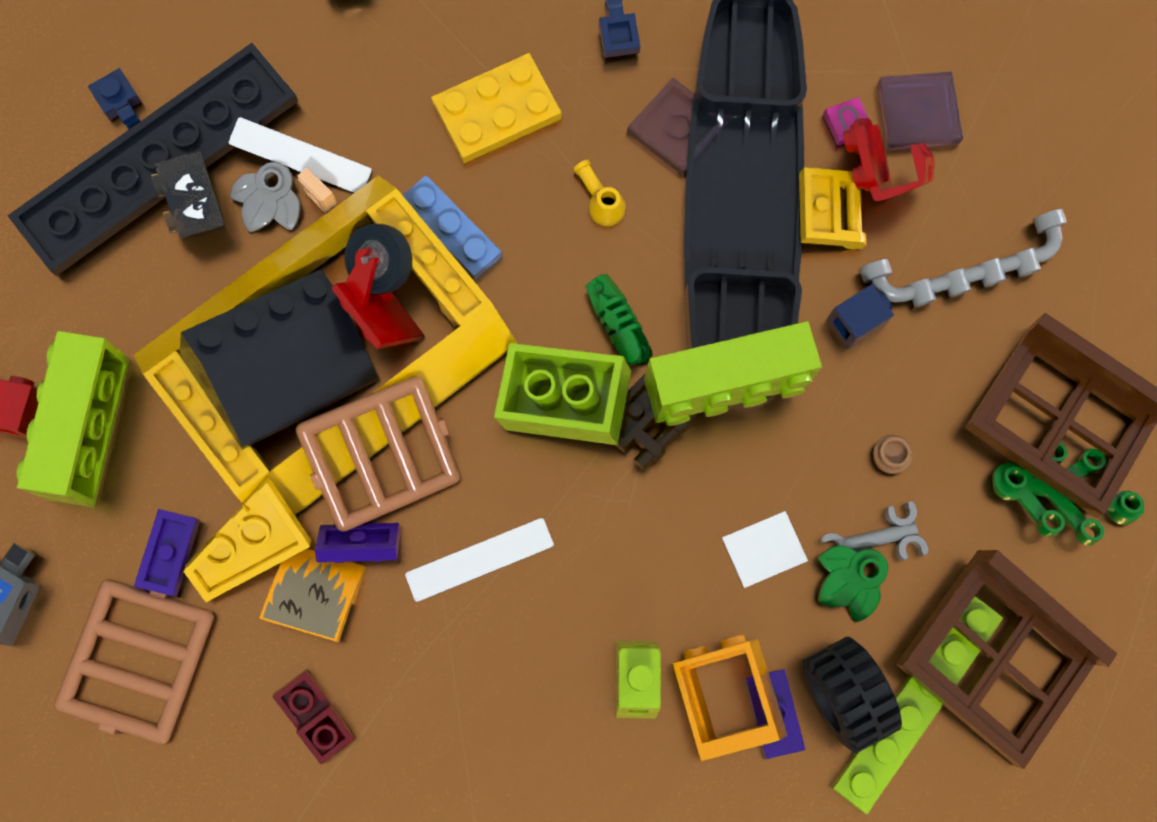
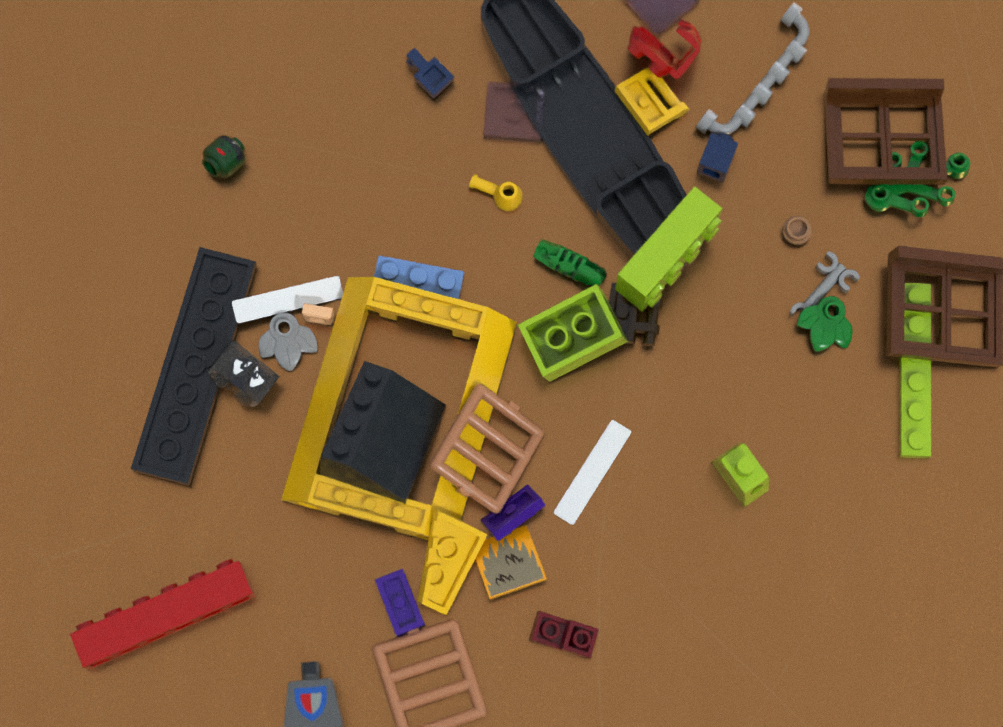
camera: 30 degrees left, 0 degrees up
(73, 420) = (281, 557): lime brick -> none
(116, 97) = (136, 343): dark blue plate -> none
(377, 265) = (398, 332): plate -> none
(496, 108) = (389, 180): yellow plate -> none
(707, 743) = (769, 433): light orange window -> none
(765, 549) = (760, 343): white sticker -> none
(794, 740) = (836, 437): dark purple plate -> none
(842, 116) = (618, 34): dark pink tile -> none
(852, 694) = (873, 391): black tyre -> none

